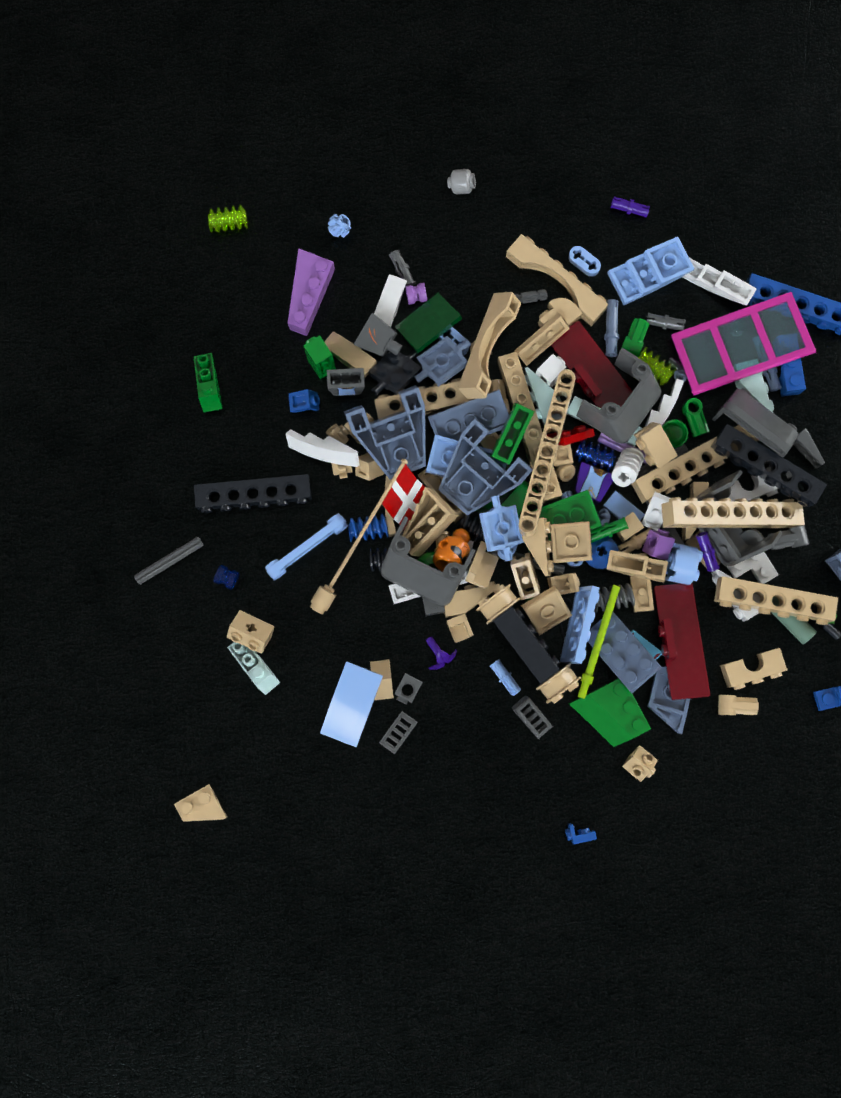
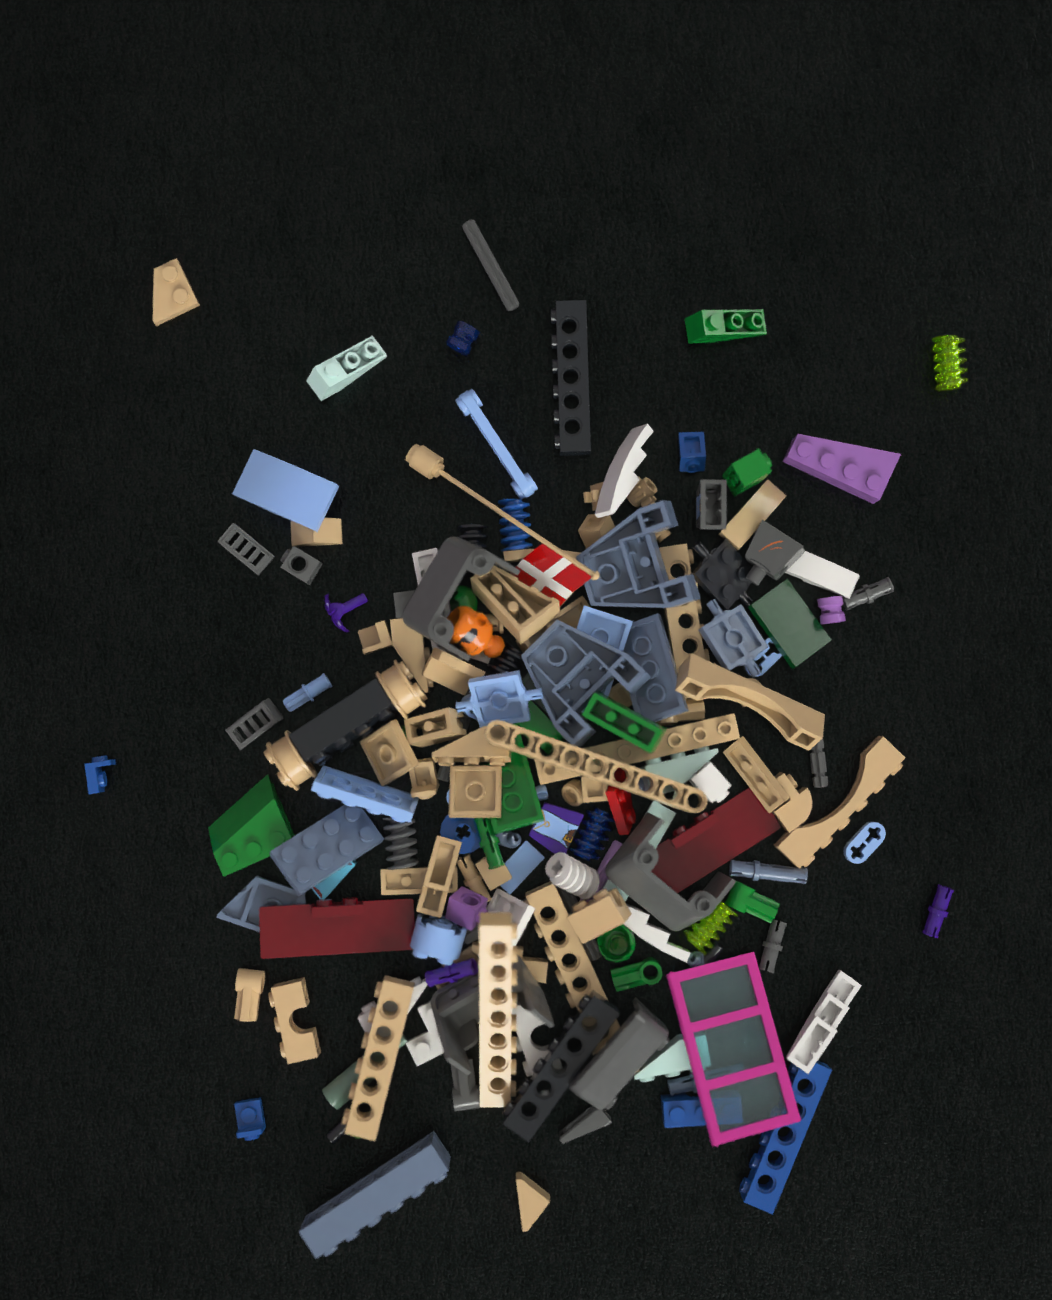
camera: 90 degrees right, 5 degrees up
(250, 632) = (387, 376): tan brick -> none
(339, 225) = (932, 512): light blue gear -> none
(461, 181) = (985, 682): light grey head -> none
(587, 678) = (295, 798): lime bar -> none
(640, 763) = (181, 859): tan brick -> none
(650, 270) = (845, 932): light blue slope -> none

